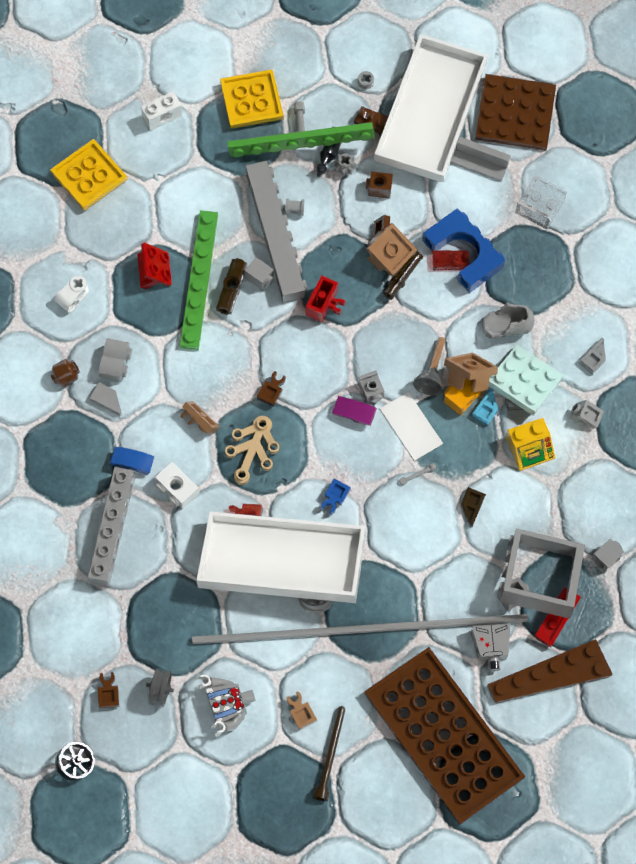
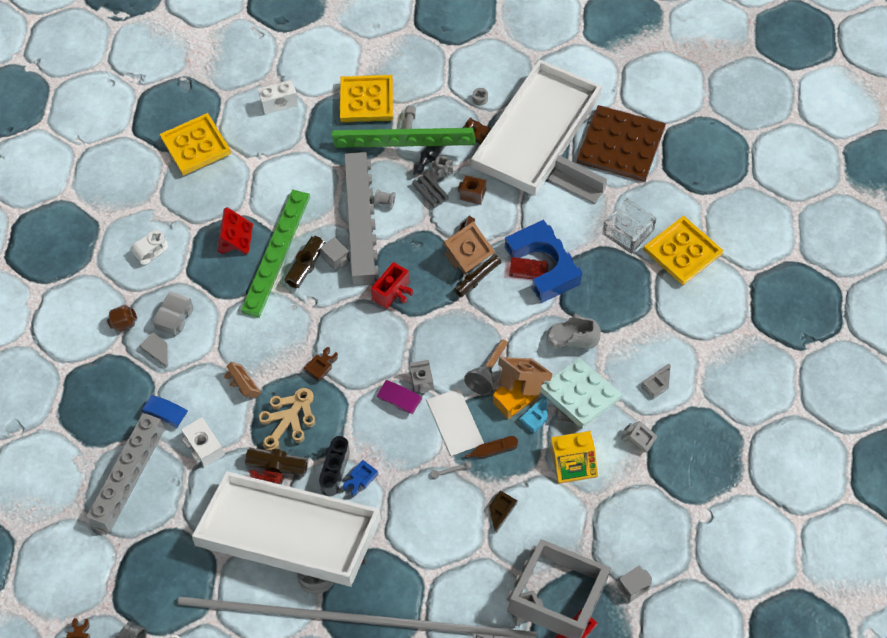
camera: 15 degrees right, 10 degrees down
(252, 493) = (276, 461): none -> dark brown piece
(308, 479) = (334, 474): none -> black beam
(341, 185) = (436, 187): none -> dark grey tile
(454, 446) = (494, 447): none -> reddish brown piece
(596, 219) = (683, 250): none -> yellow plate

